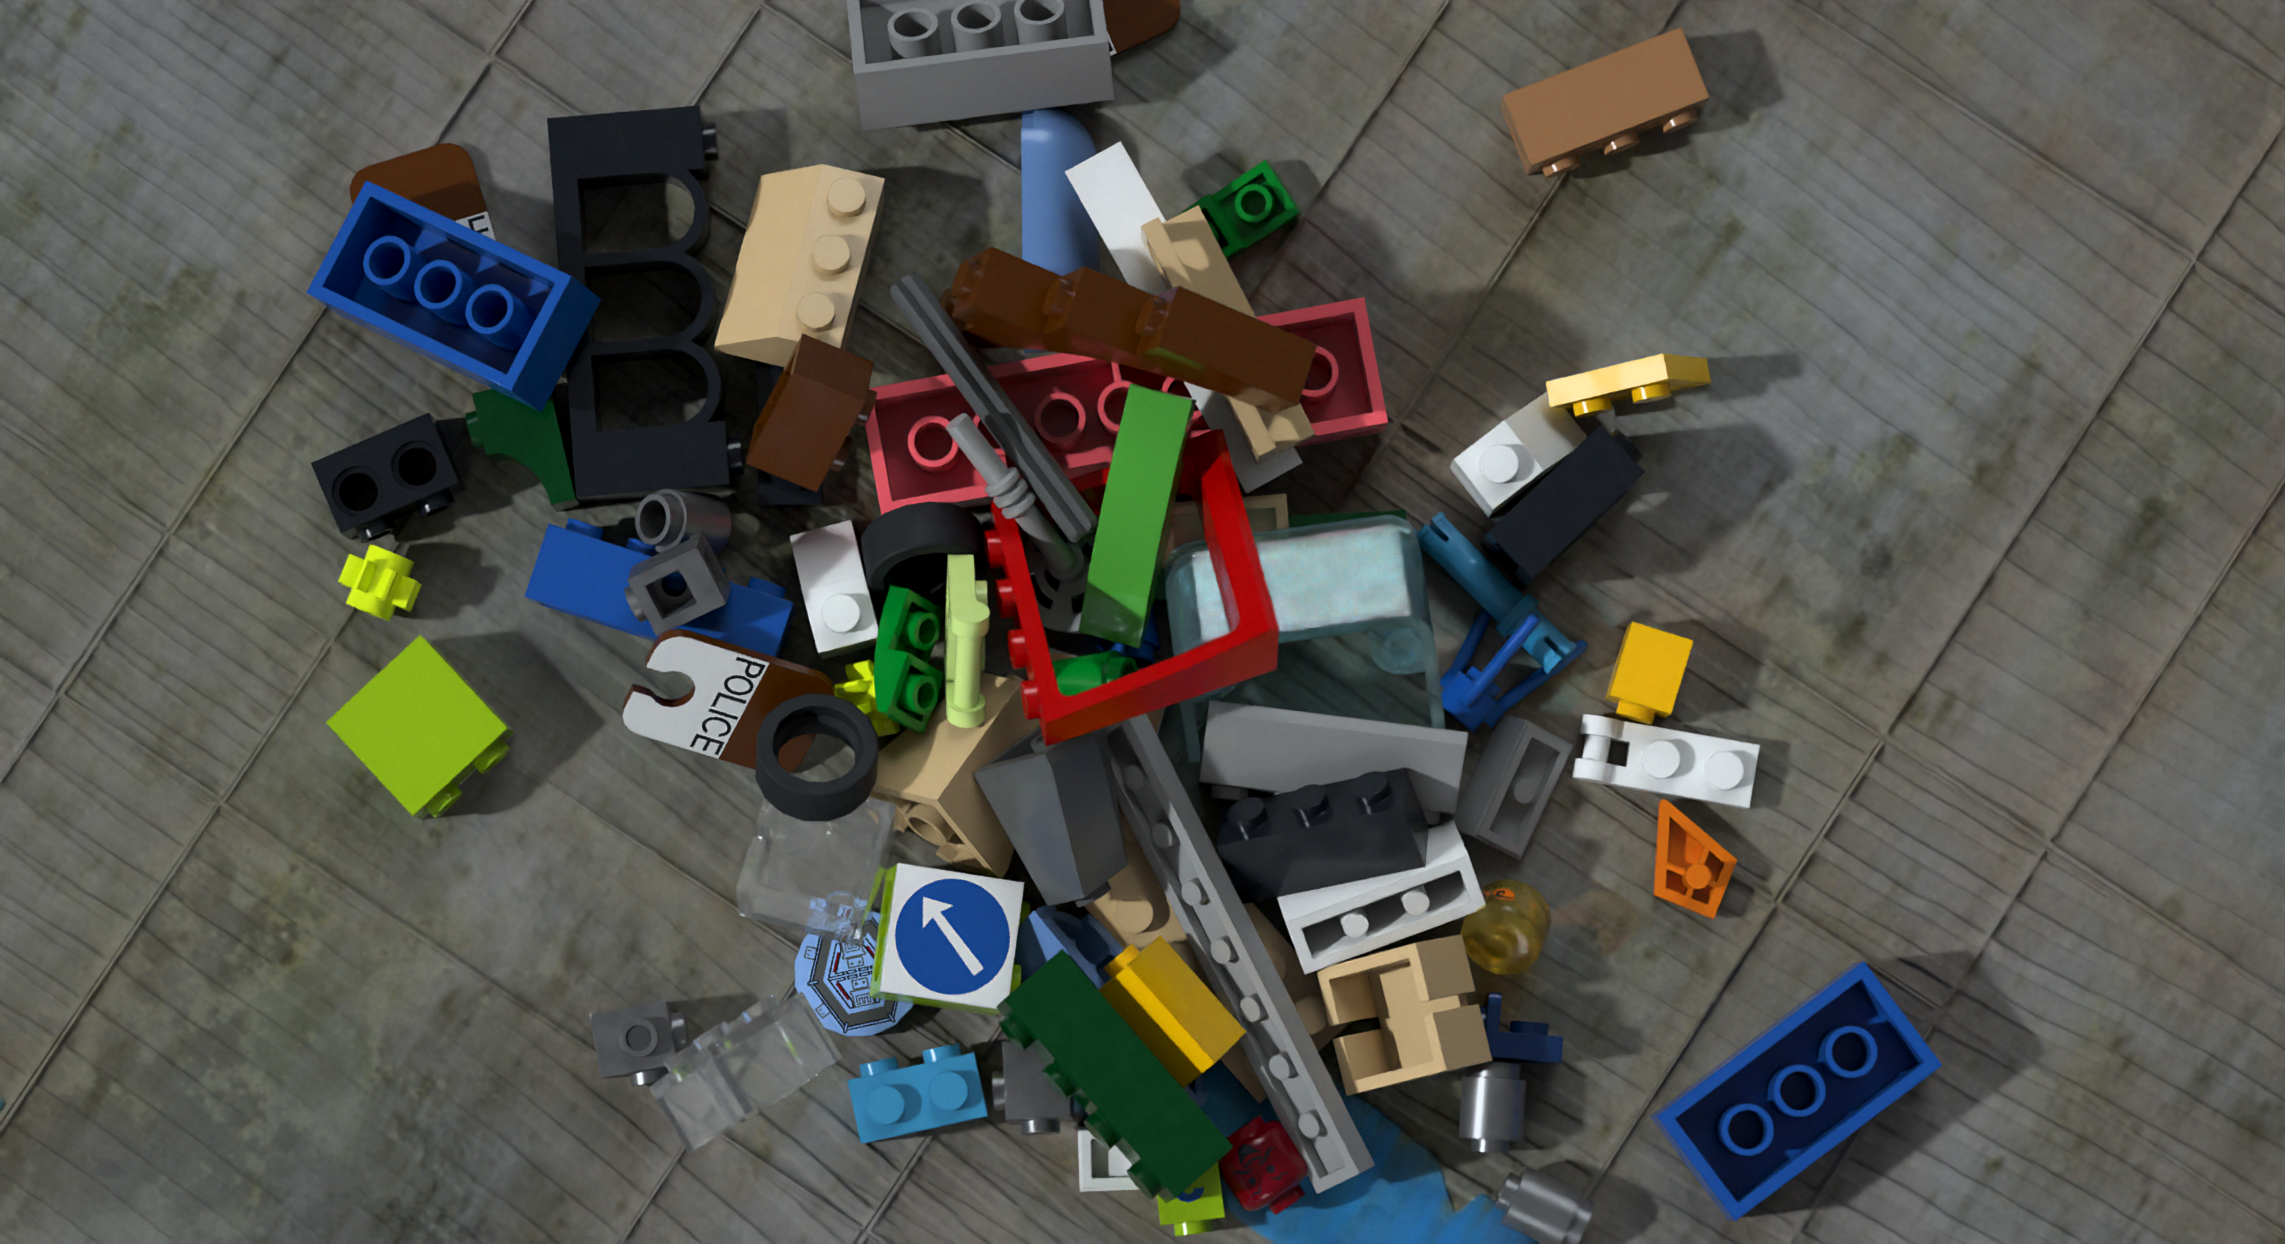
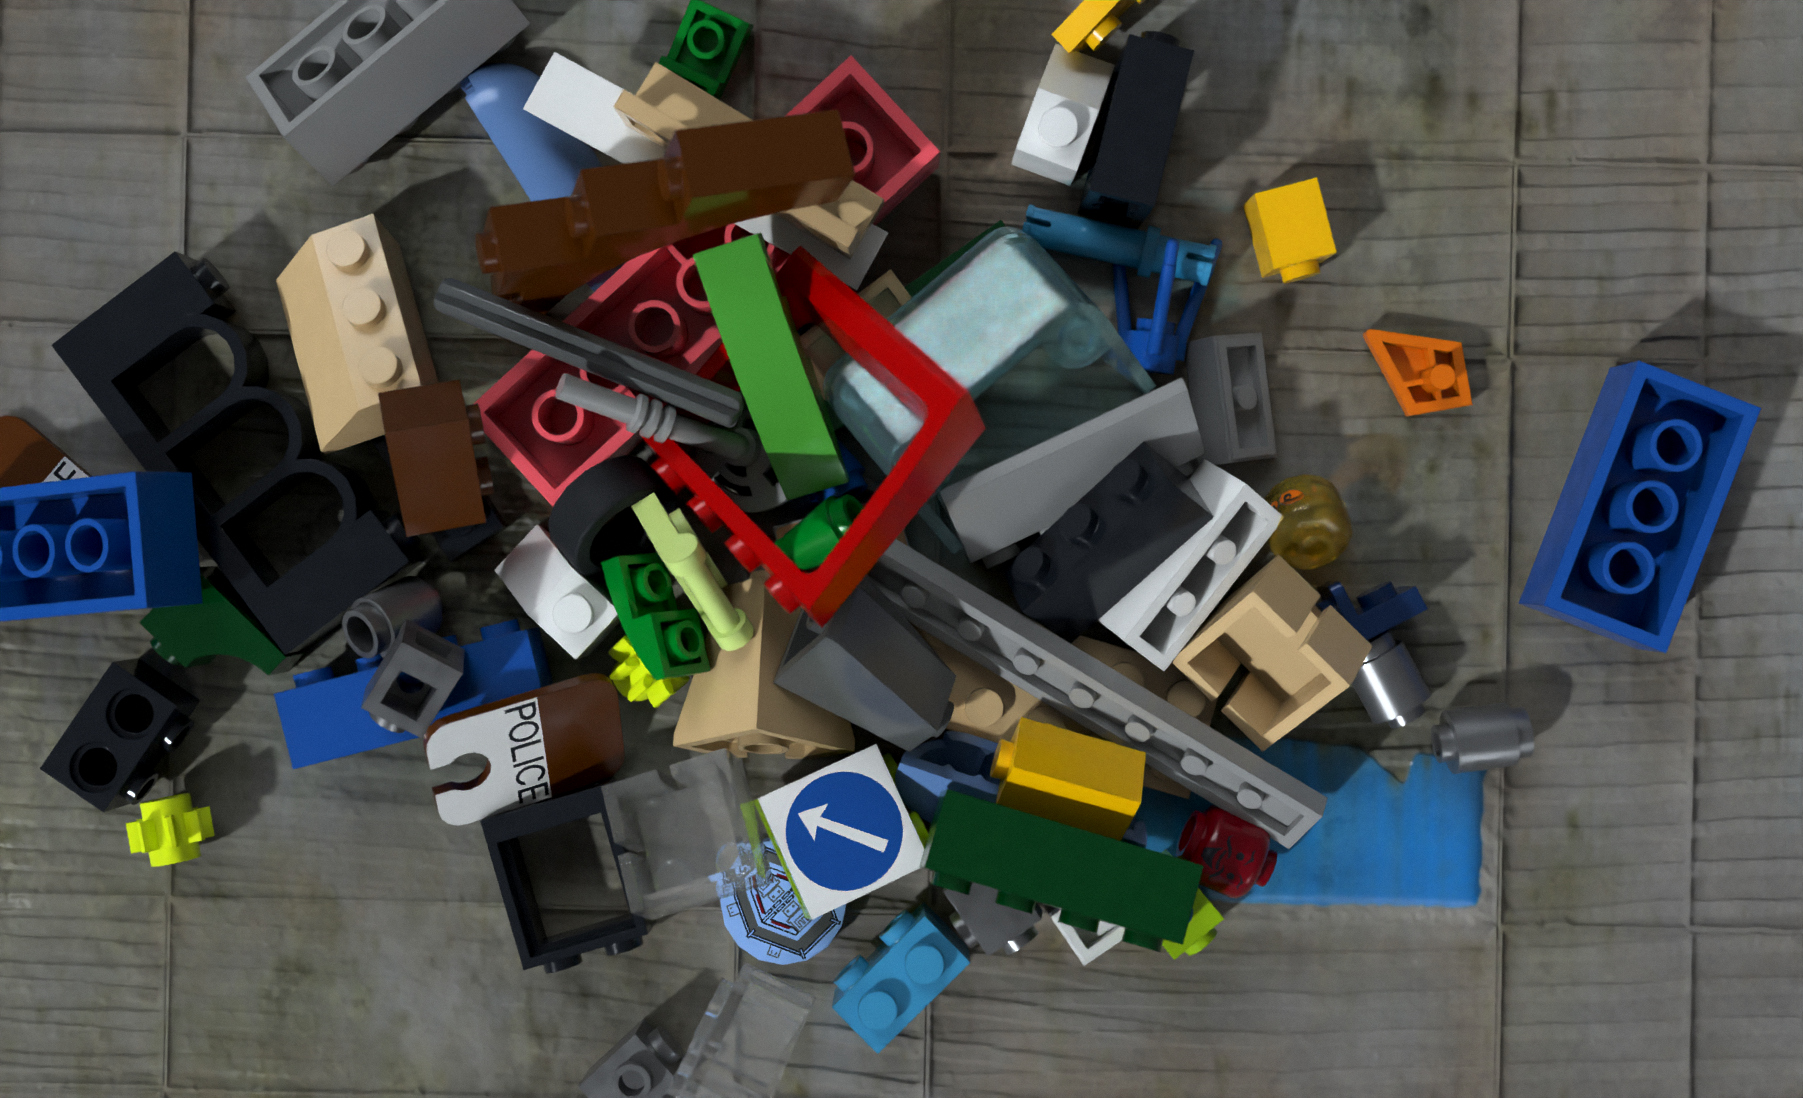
camera: 30 degrees left, 5 degrees up
(422, 729) = (284, 930): lime piece -> none
(702, 768) = (563, 949): none -> black window
(816, 716) = (595, 724): black tyre -> none
(1668, 762) = (1352, 295): white plate -> none

